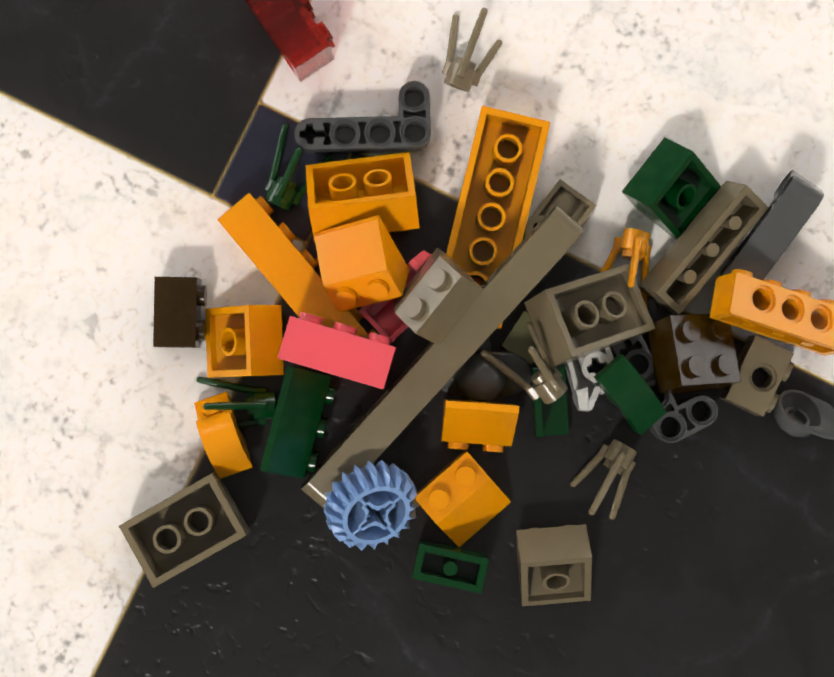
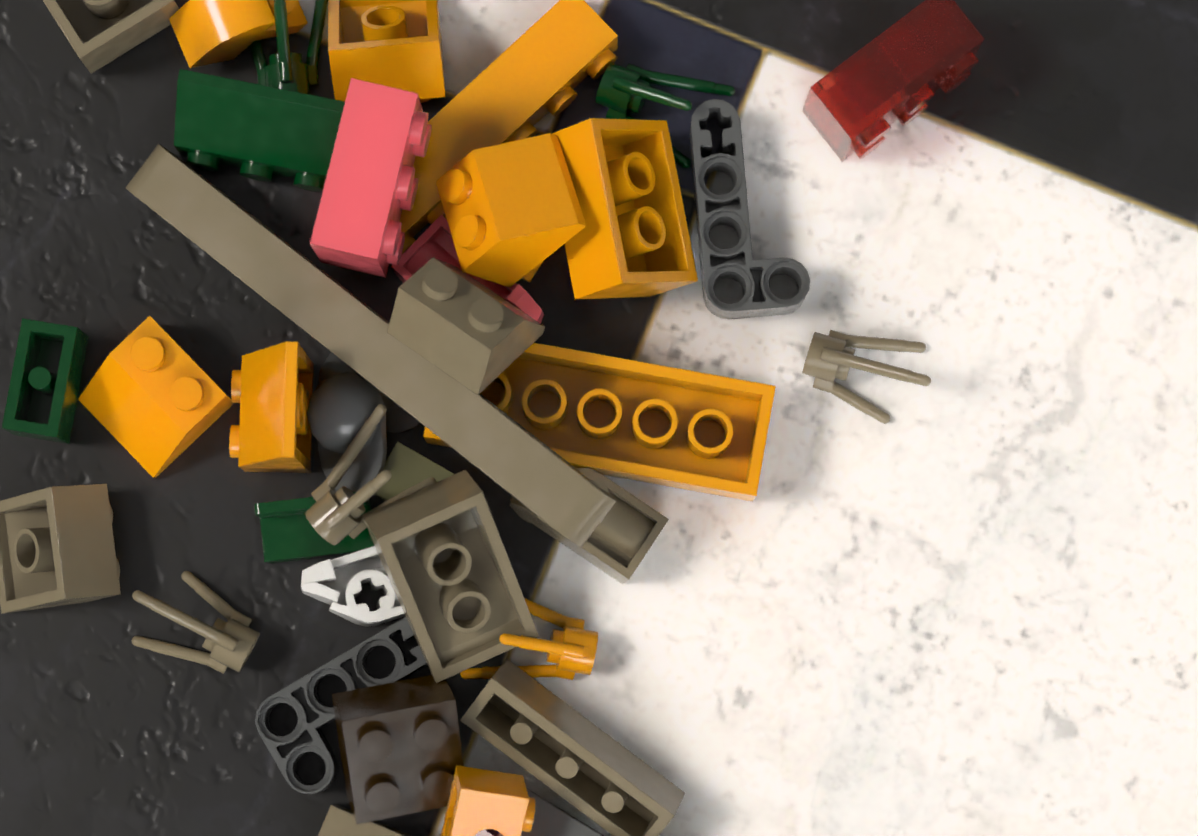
camera: 85 degrees right, 5 degrees down
(371, 505) = (135, 250): light blue gear -> none
(630, 393) = (327, 646): dark green slope -> none
(671, 187) = (667, 703): dark green slope -> none

